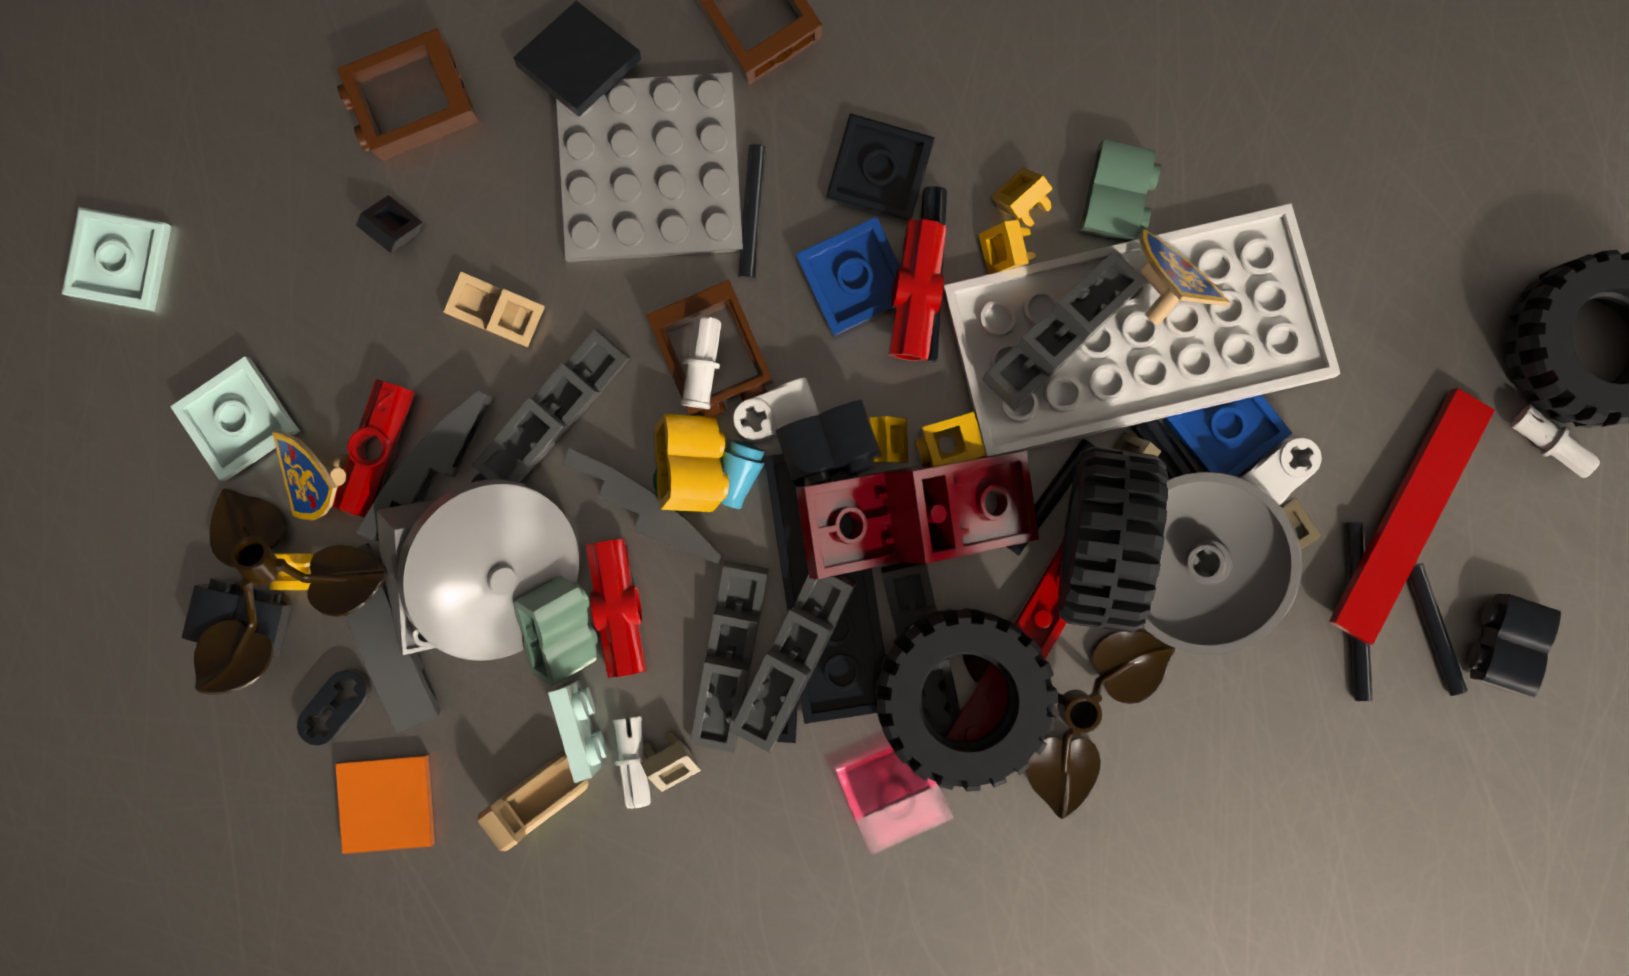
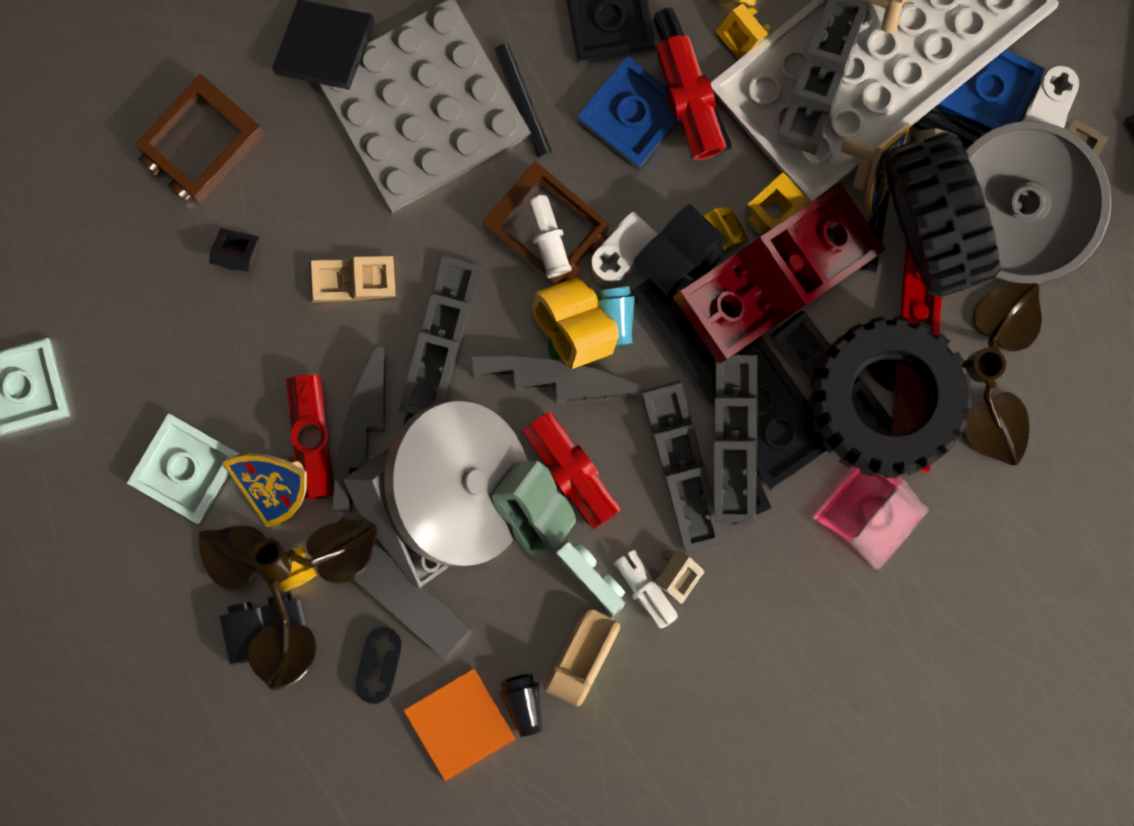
camera: 30 degrees left, 5 degrees down
(456, 813) = (523, 702): none -> black cone
(1065, 451) = (872, 168): none -> shield

